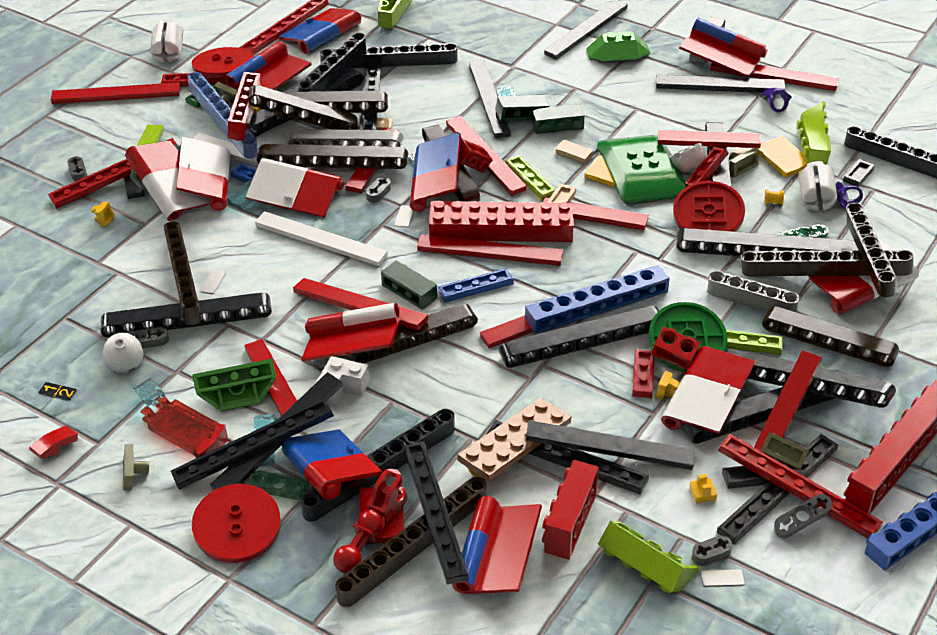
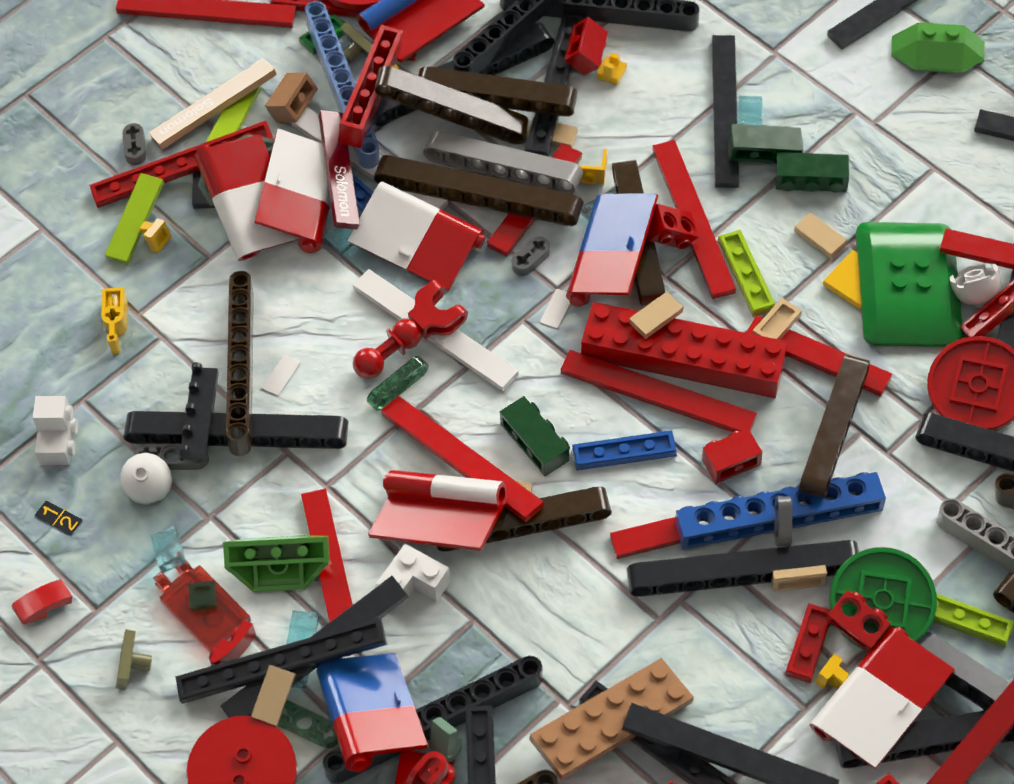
camera: 15 degrees right, 15 degrees up
(46, 332) = (55, 430): none -> white brick
(80, 263) = (114, 316): none -> yellow piece
(82, 215) = (135, 214): none -> lime tile
(130, 138) = (212, 103): none -> tile
(156, 304) = (199, 413): none -> black hinge
(181, 416) = (202, 596): none -> clear green tile
(187, 125) = (291, 97): none -> medium nougat brick
(231, 157) = (338, 172): none -> tile
(252, 465) = (273, 695): none -> tan tile
(301, 270) = (397, 383): none -> clear green beam
(311, 231) = (407, 333): none -> red piece
(386, 75) = (586, 46): none -> red brick
(391, 463) = (444, 739): none -> sand green tile
(406, 87) = (612, 69): none -> yellow tile
(410, 139) = (595, 174): none -> yellow bracket
(478, 199) = (656, 315): none -> tan tile
(553, 274) = (731, 455): none -> red brick
(603, 298) = (783, 521): none -> dark grey beam
(620, 243) = (834, 426): none -> dark brown beam
(623, 335) = (798, 578): none -> tan tile

